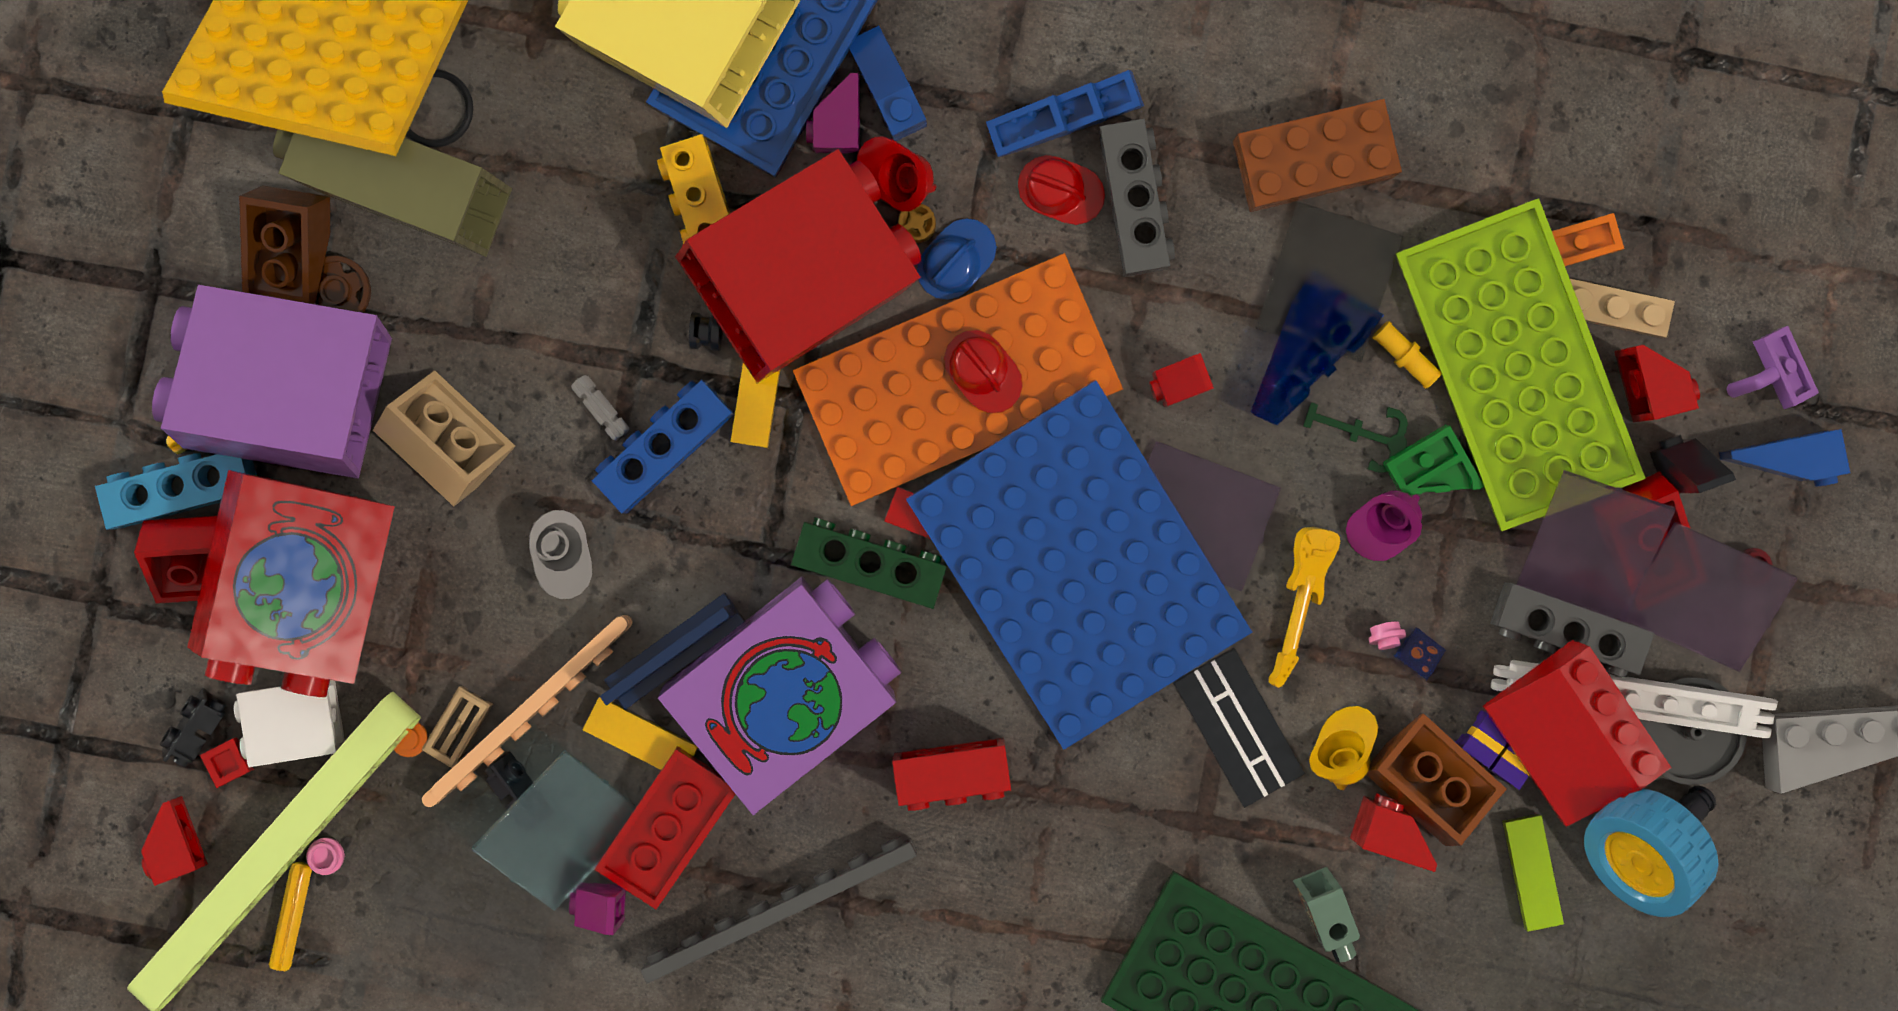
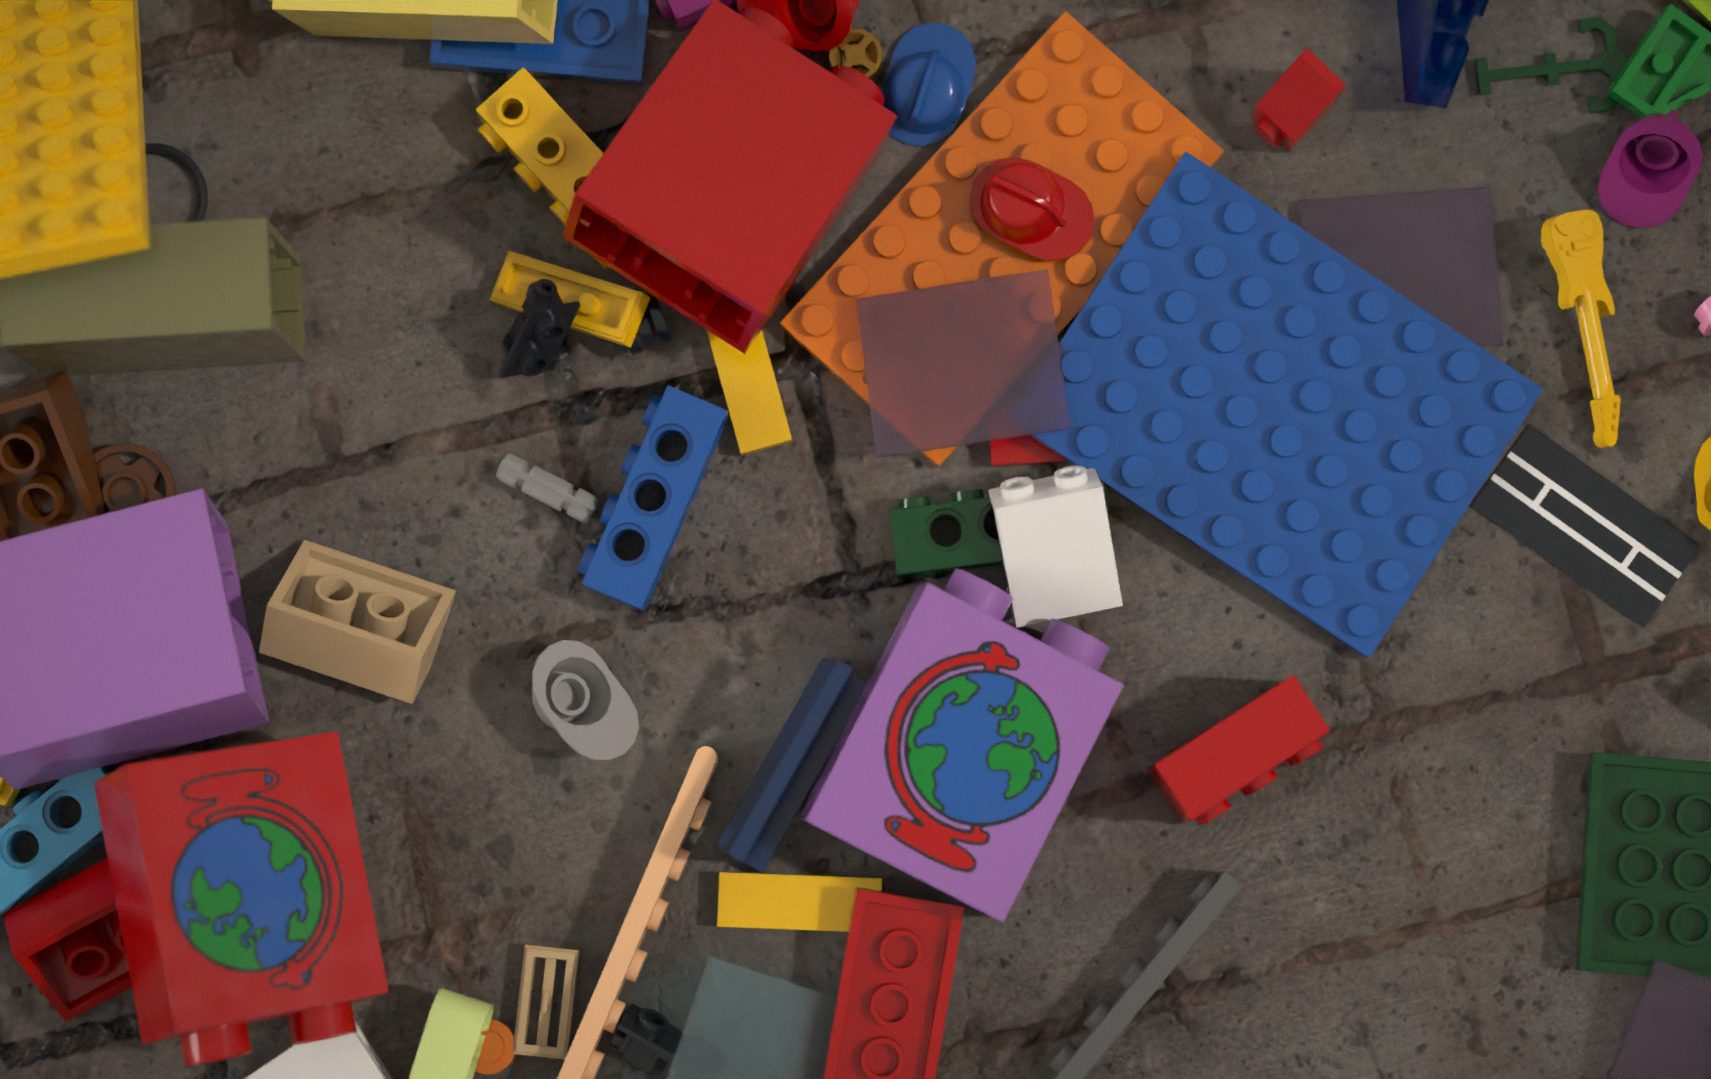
camera: 20 degrees left, 5 degrees down
(635, 307) = (537, 331): none -> black hinge
(665, 295) = (605, 307): none -> yellow tile
(893, 451) = (963, 364): none -> piece
(897, 592) = (1056, 545): none -> white panel

